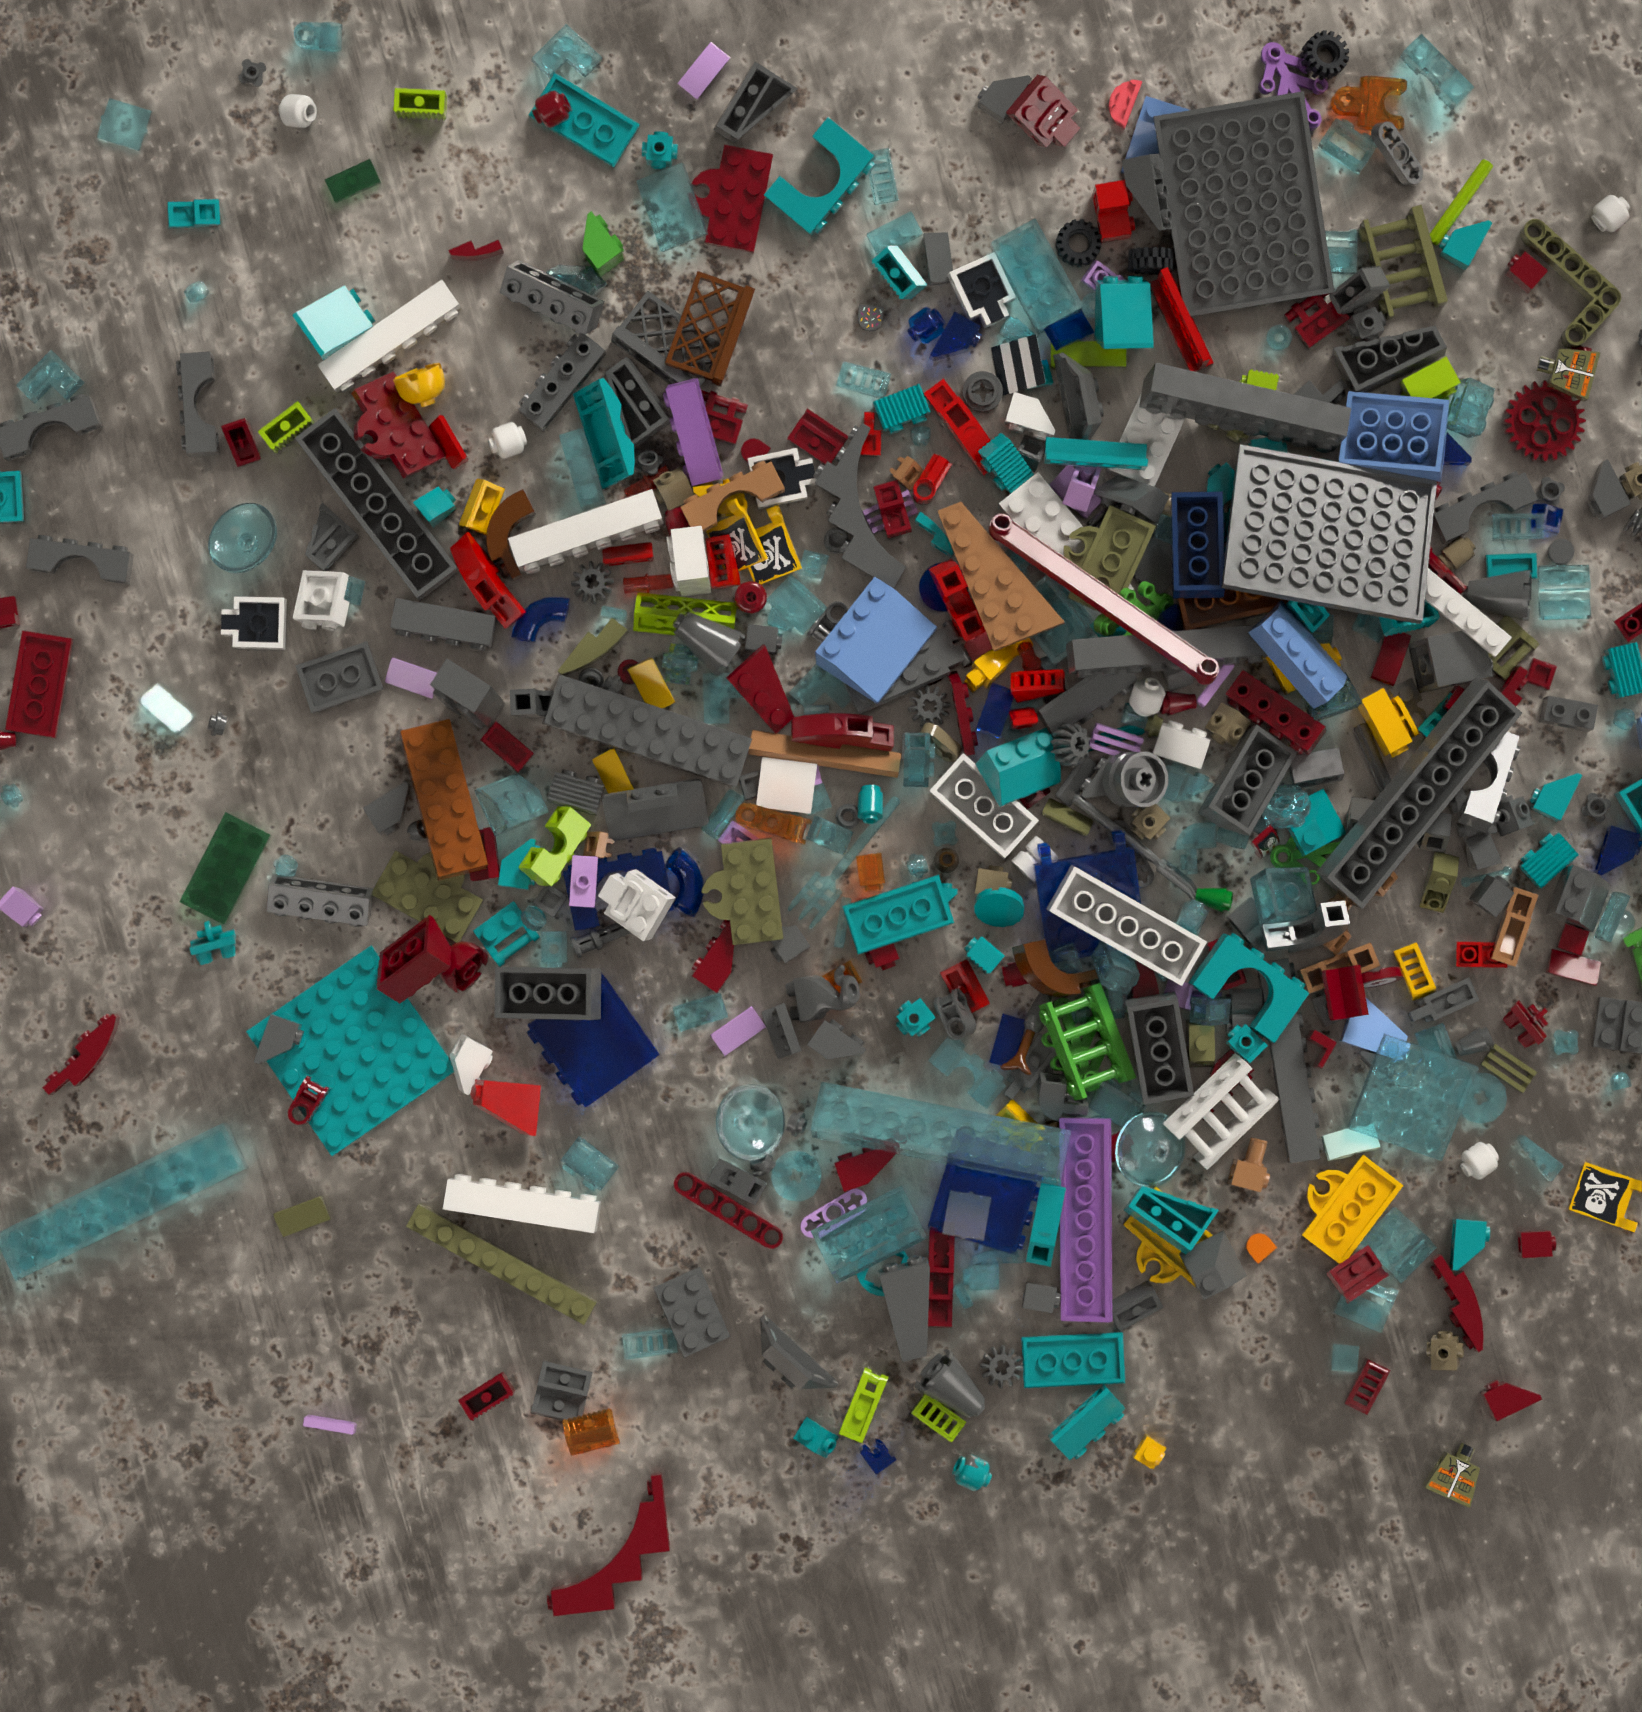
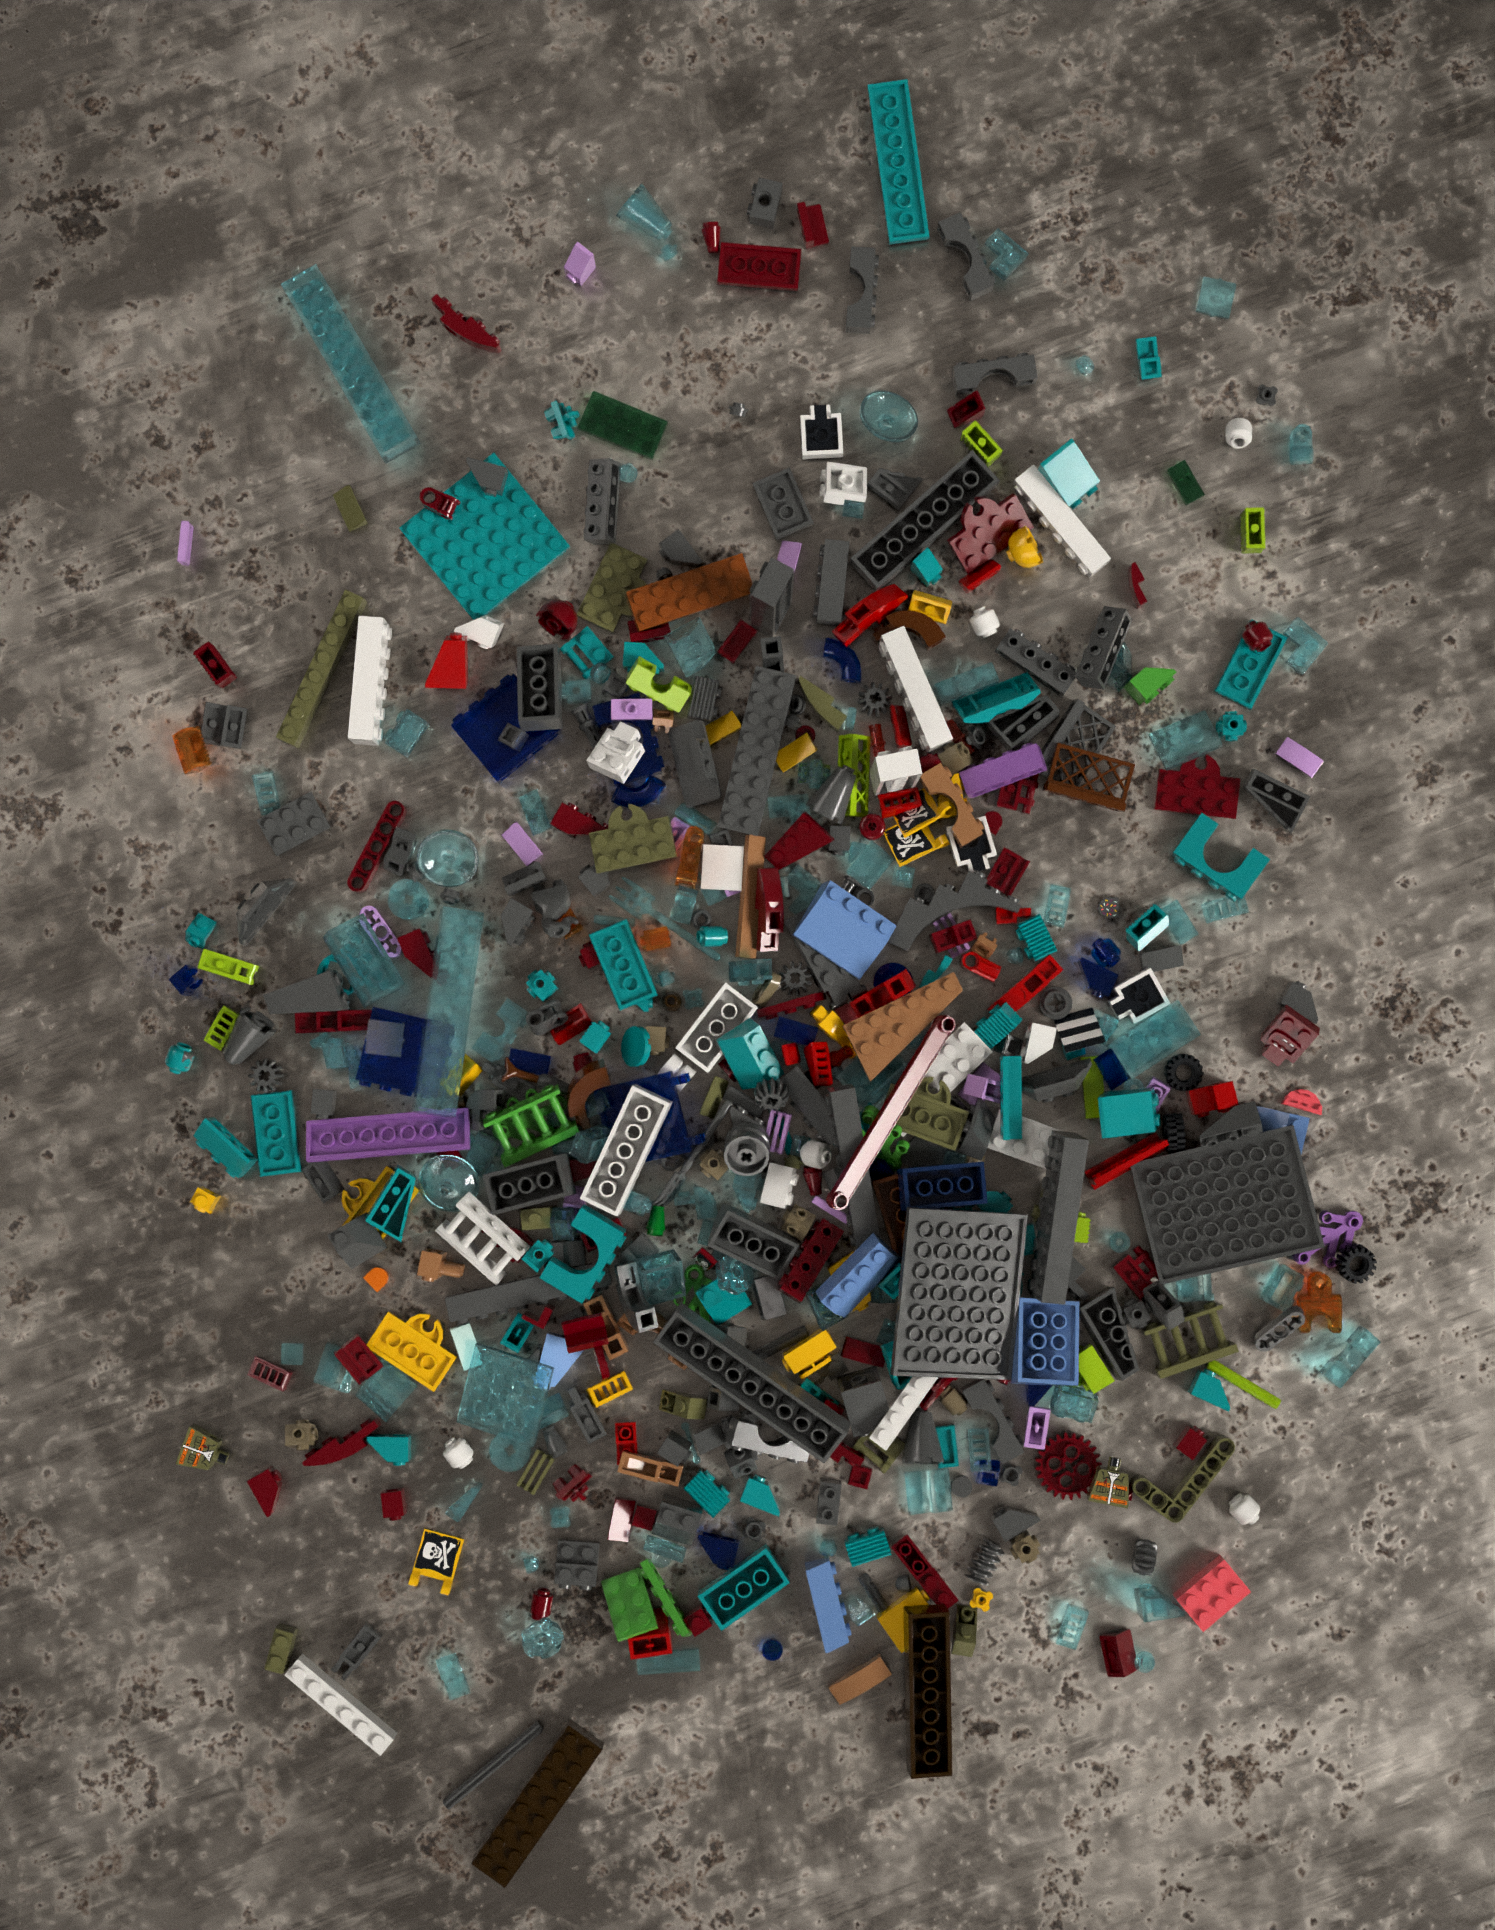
camera: 90 degrees right, 0 degrees up
(166, 709) = (747, 369): clear light blue slope -> none
(413, 960) = (557, 578): dark red slope -> none
(604, 1032) = (513, 737): none -> dark grey slope
(647, 1536) = (111, 802): dark red arch -> none
(1045, 1224) = (380, 1102): teal slope -> none
(1339, 1077) = (517, 1334): none -> teal slope
(1496, 455) = (1036, 1427): none -> lavender slope

